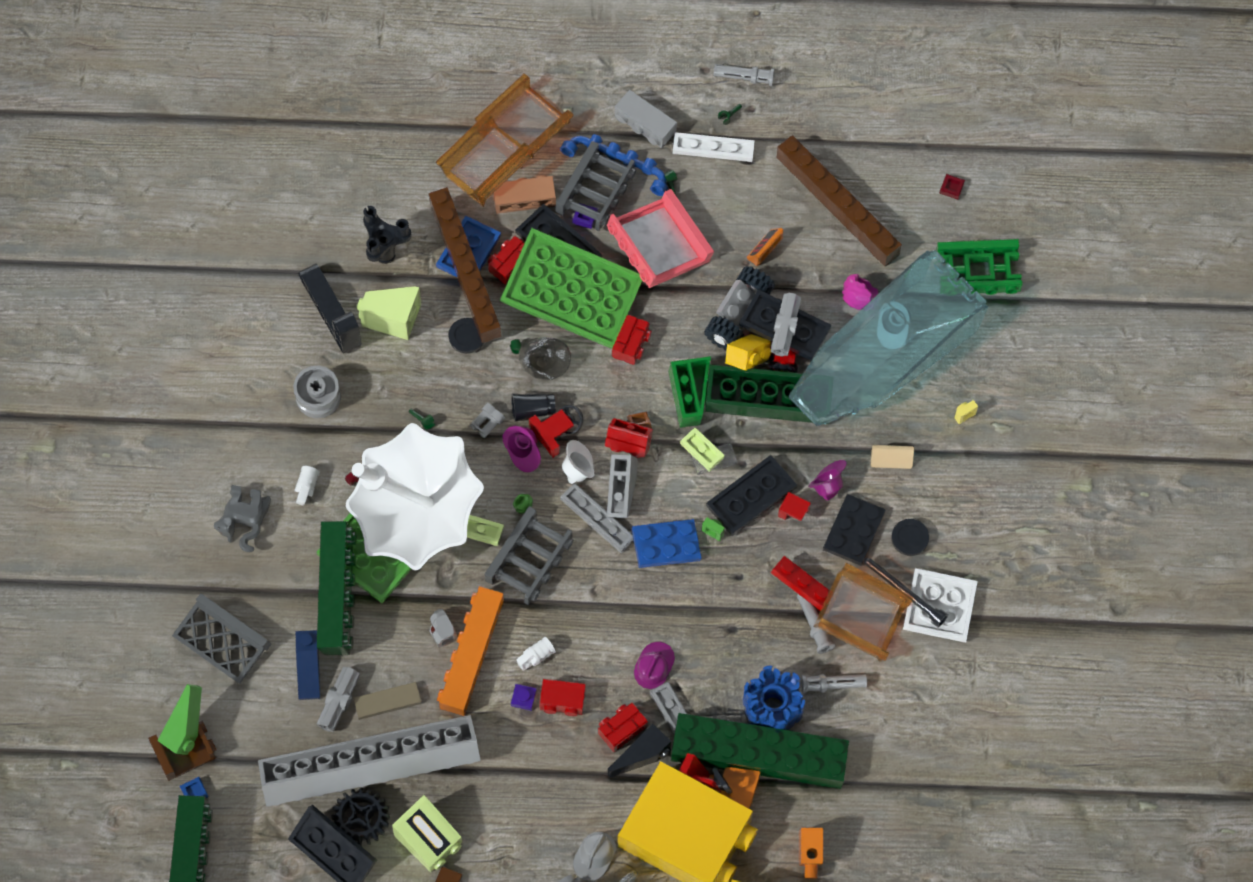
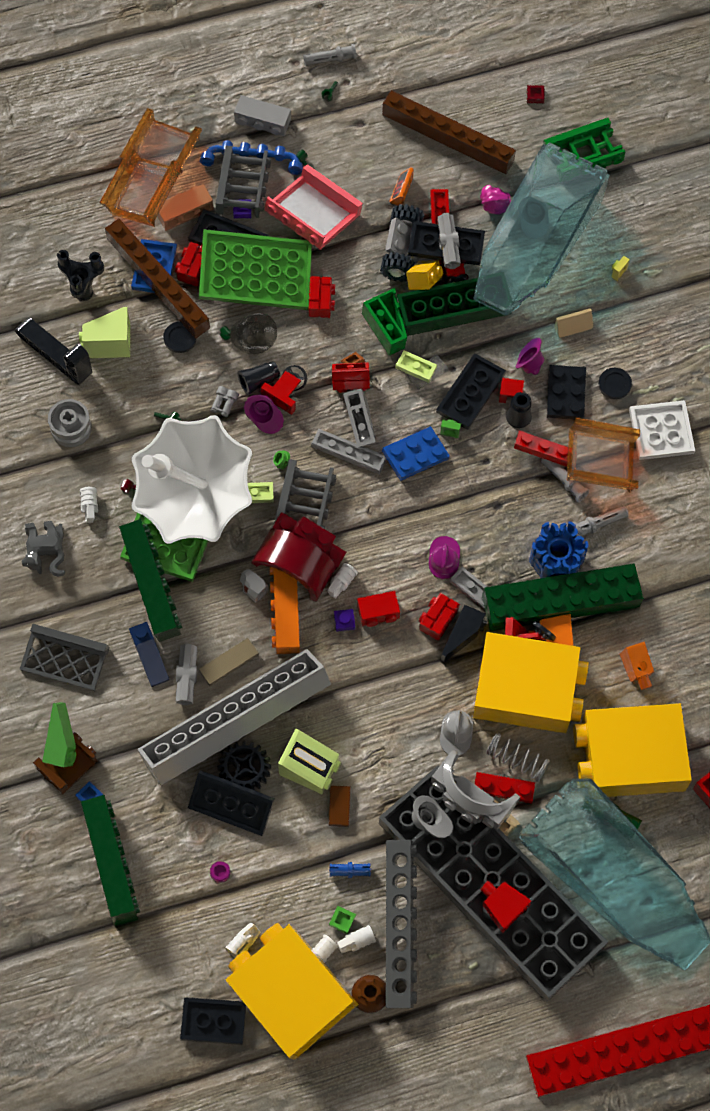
camera: 20 degrees left, 0 degrees up
(501, 612) = (301, 551): none -> dark red piece
(578, 462) = (315, 411): white piece -> none
(713, 147) = (327, 121): white plate -> none
(794, 536) = (519, 412): none -> black plant
(798, 278) = (439, 203): none -> red plate
(937, 616) = (663, 438): black piece -> none

